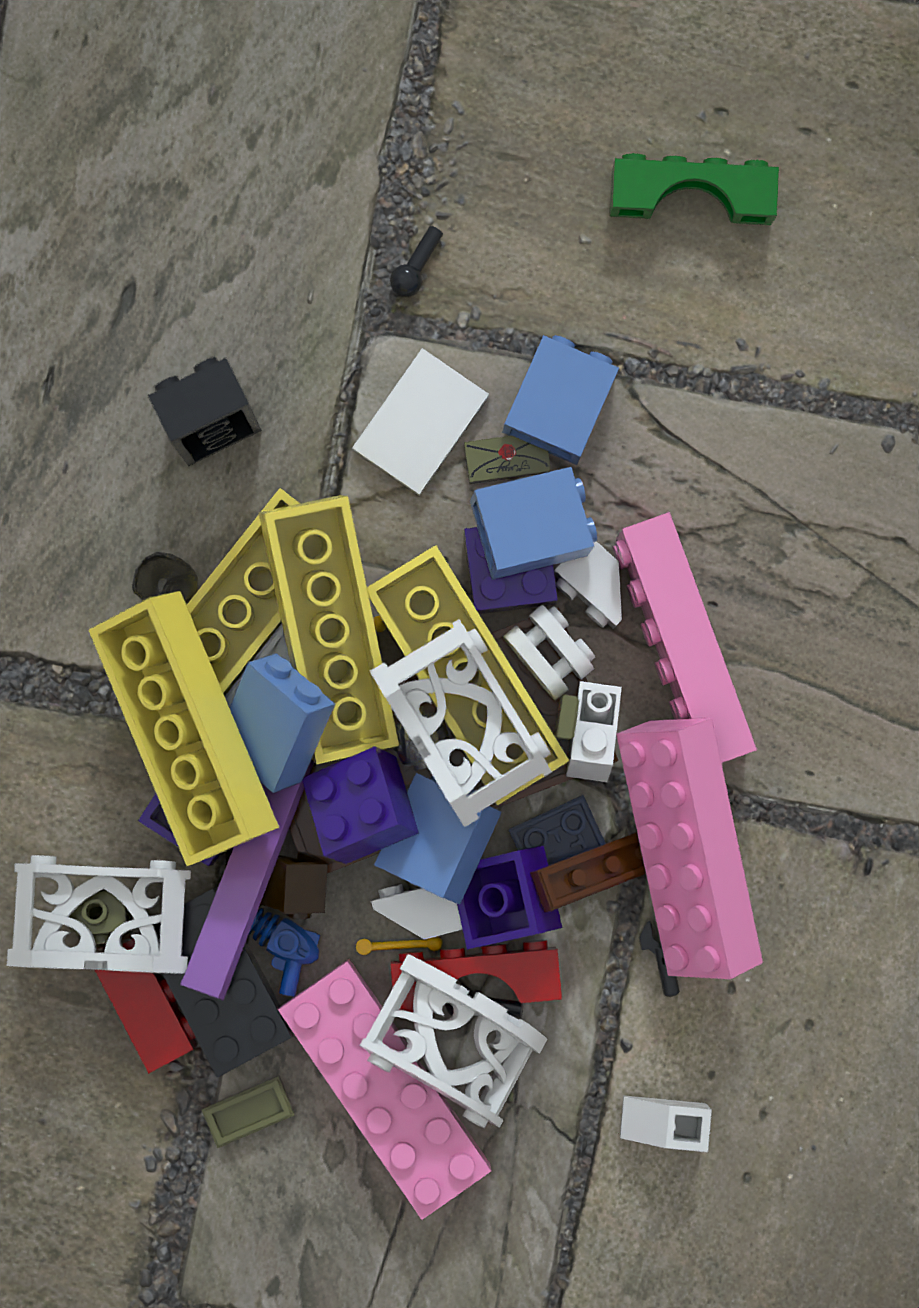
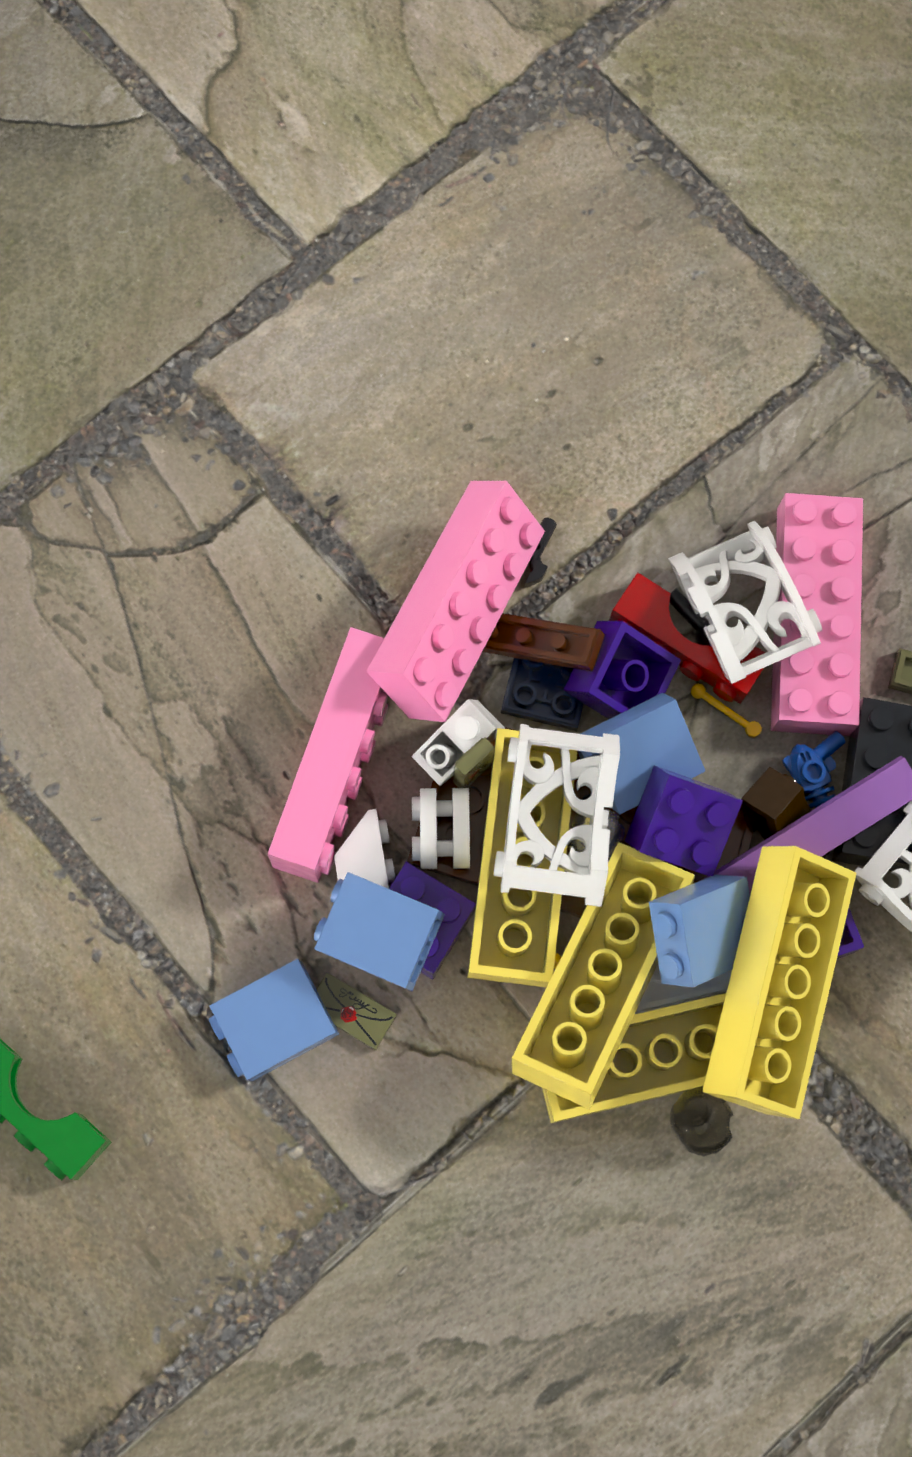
camera: 140 degrees left, 10 degrees down
(204, 410) = (571, 1225): black brick -> none
(407, 278) = (315, 1220): black bar -> none
(418, 911) = (700, 719): white slope -> none
(420, 422) = (396, 1094): white tile -> none
(666, 1123) = (628, 433): white slope -> none

